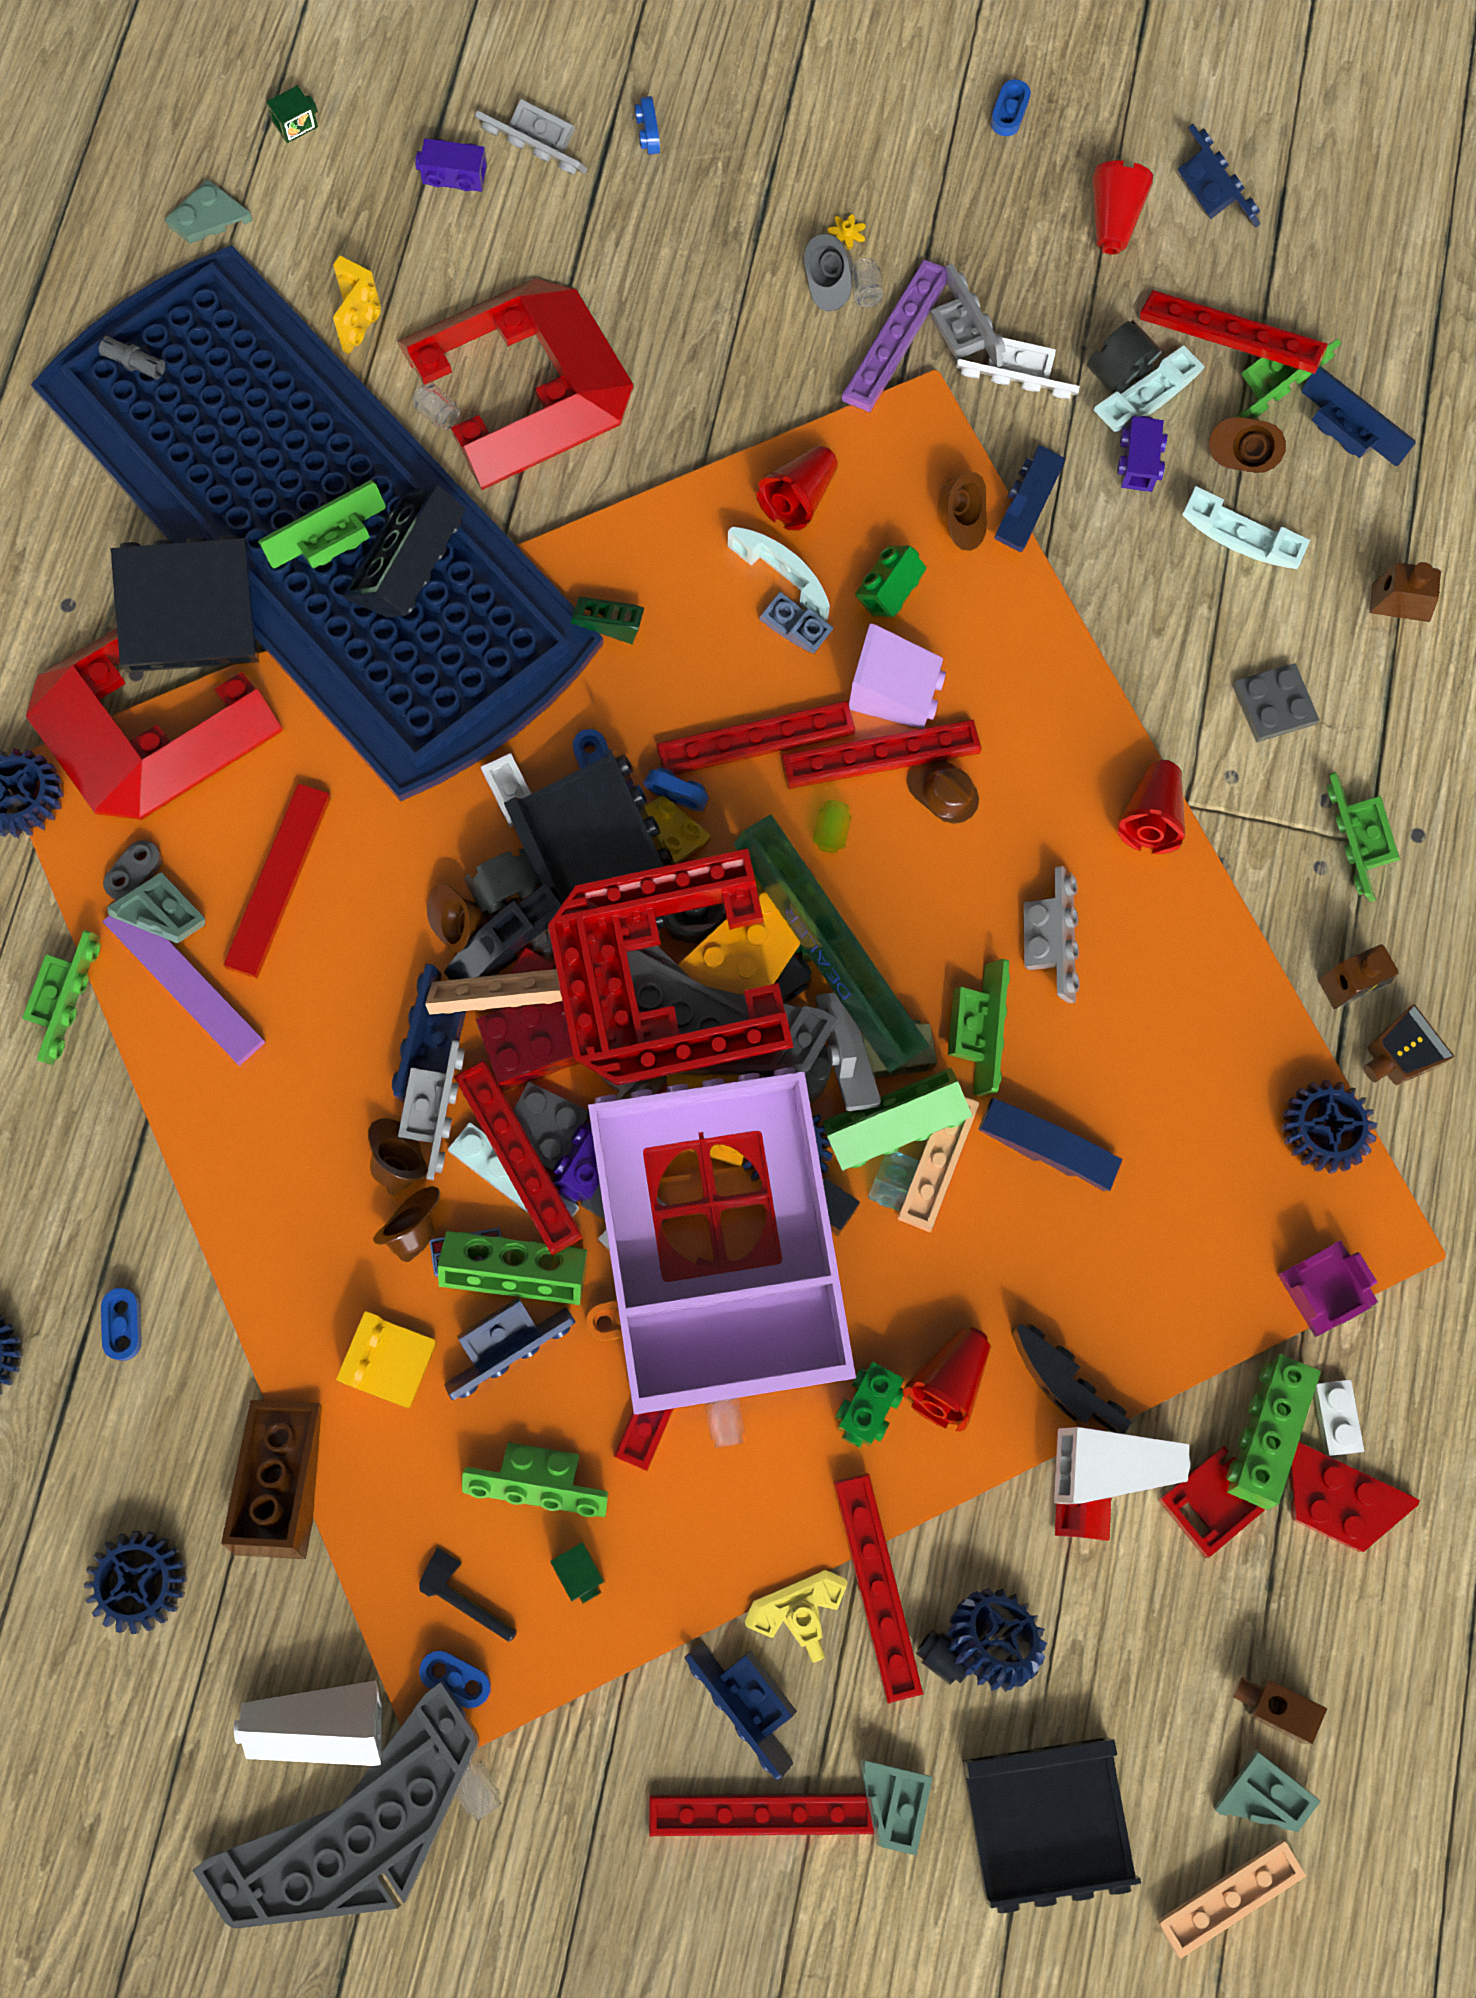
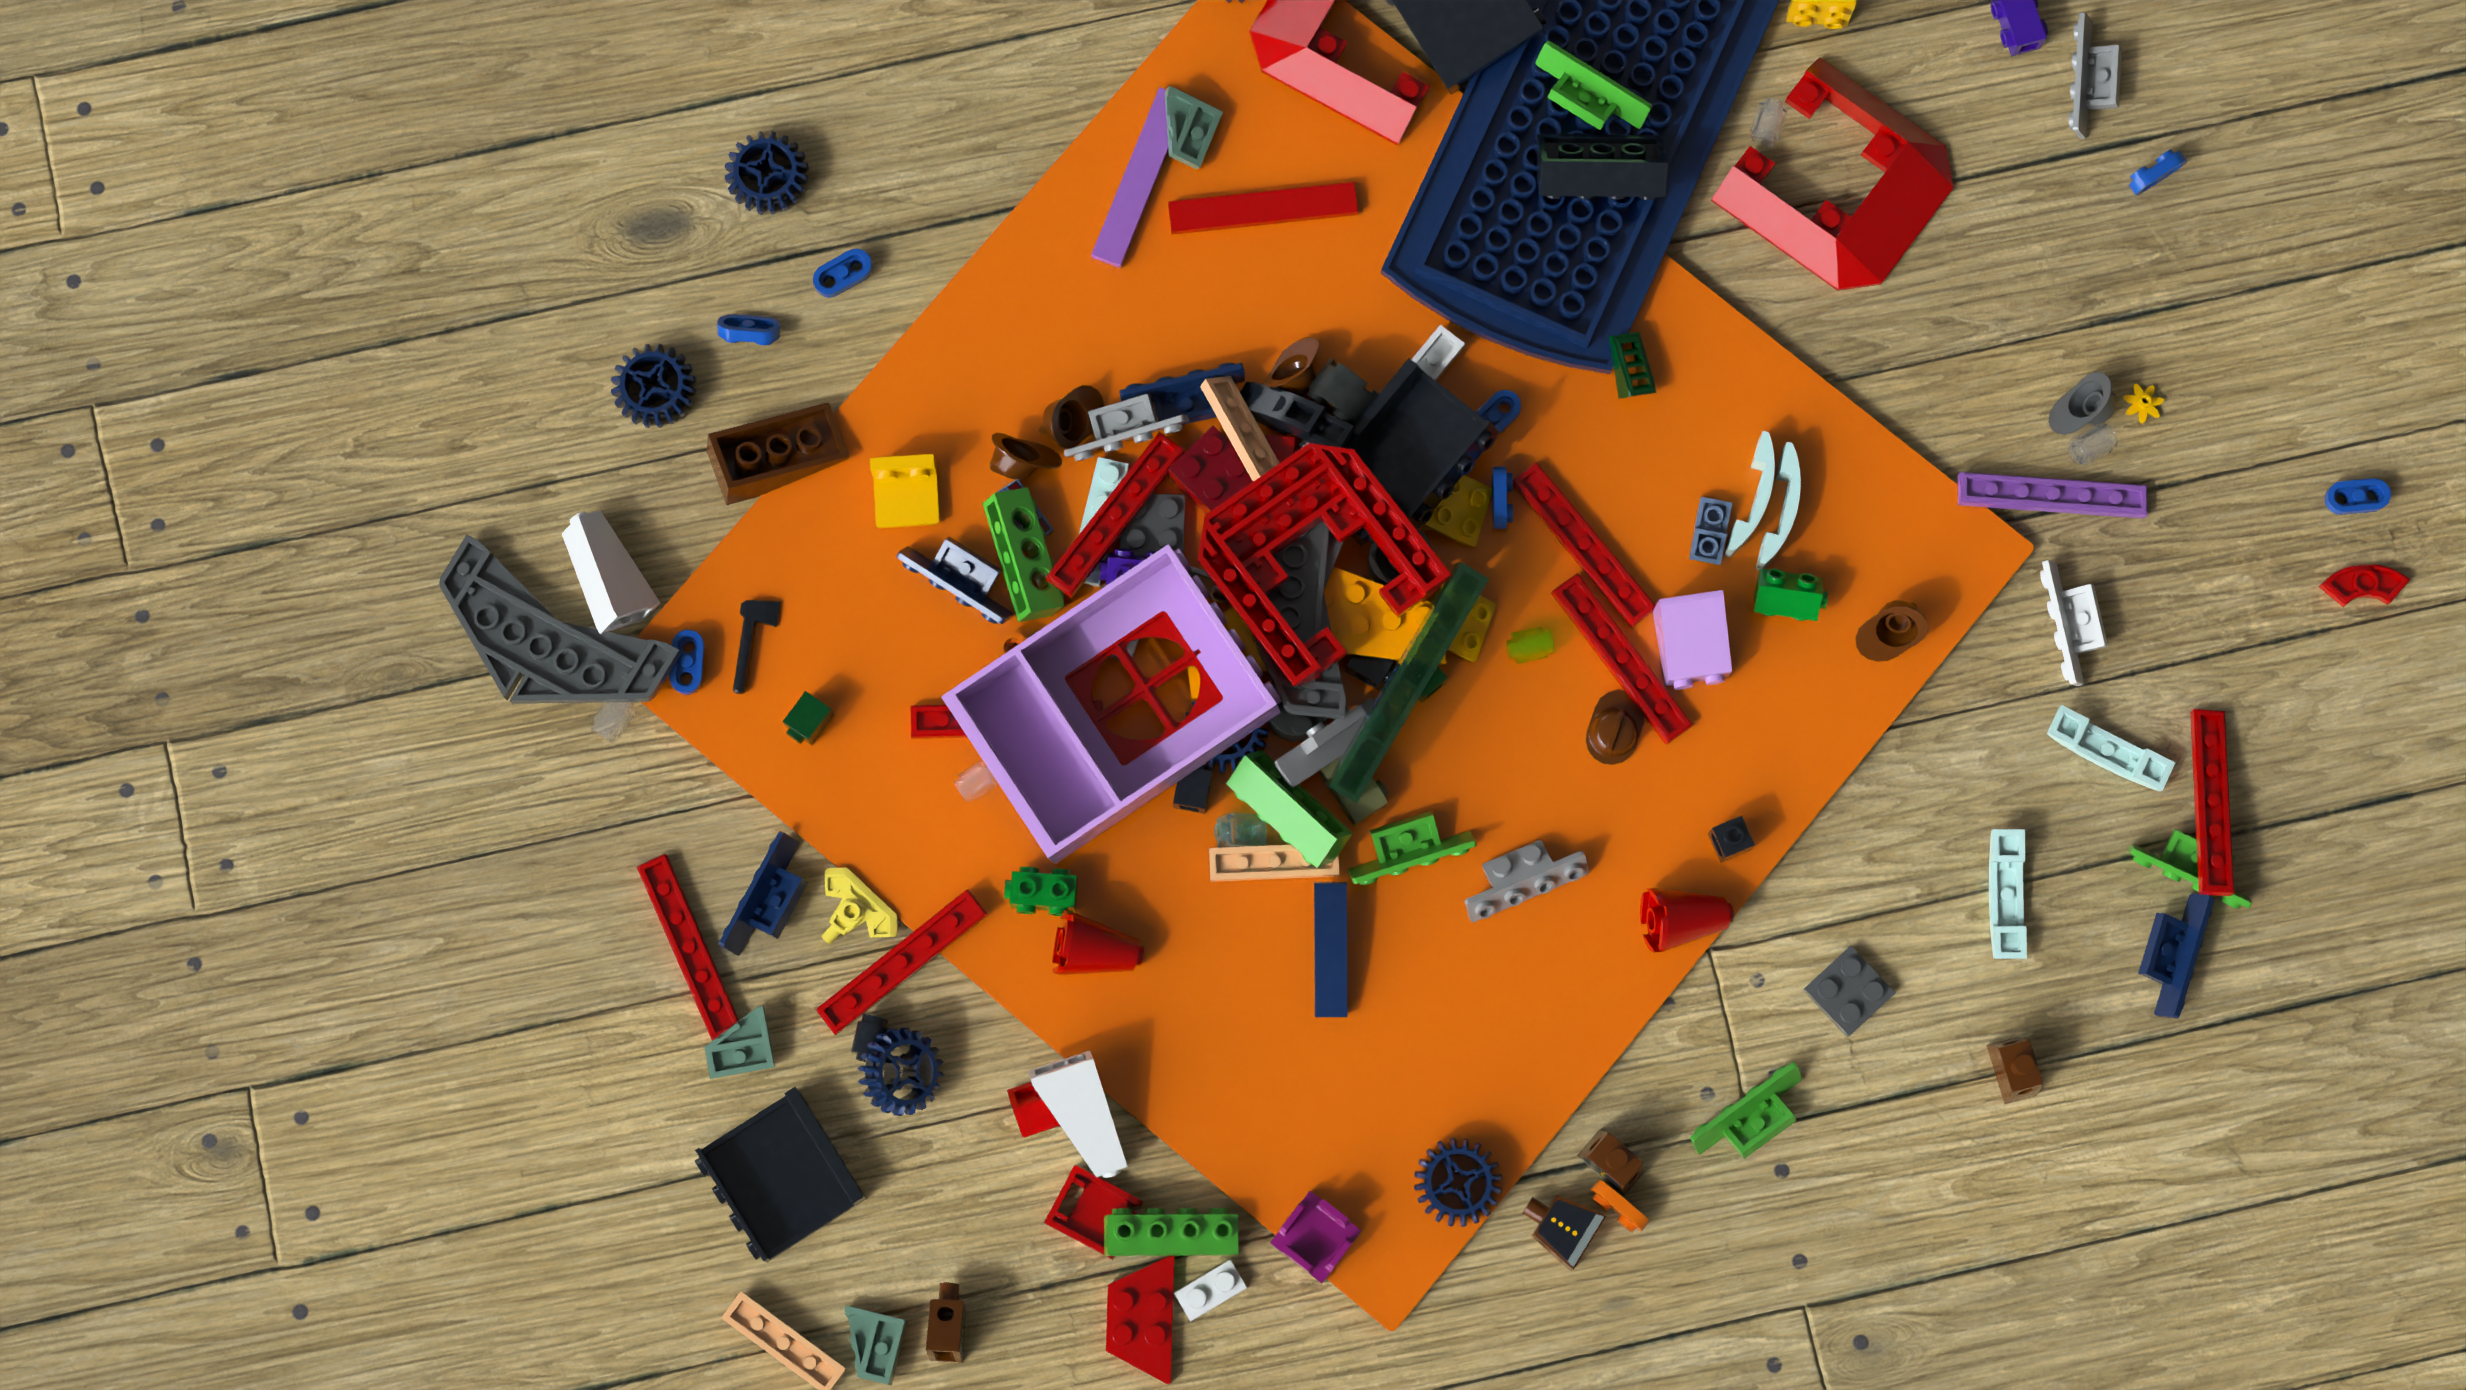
camera: 70 degrees right, 5 degrees up
(56, 995) = (1081, 83): bright green bracket -> none
(128, 1450) = (748, 328): none -> blue plate
(133, 870) = (1213, 90): dark grey plate -> none
(538, 1479) = (866, 654): bright green bracket -> none
(797, 487) = (1842, 473): red cone -> none
(808, 545) = (1789, 472): none -> light aqua slope
(964, 324) = (2089, 549): light grey bracket -> none
(1029, 497) = (1941, 684): dark blue bracket -> none
(1054, 1374) = (1136, 1032): black slope -> none
(1085, 137) = (2364, 581): none -> red tile
(1099, 733) = (1731, 839): none -> black brick
(1118, 202) = (2293, 641): red cone -> none
(1125, 355) = (2128, 710): pearl dark grey brick -> none
(1141, 459) = (2048, 765): dark purple brick -> none
(1210, 181) = (2376, 722): dark blue bracket -> none
(1247, 444) = (2093, 860): reddish brown piece -> none
(1392, 996) = (1608, 1198): none -> orange plate

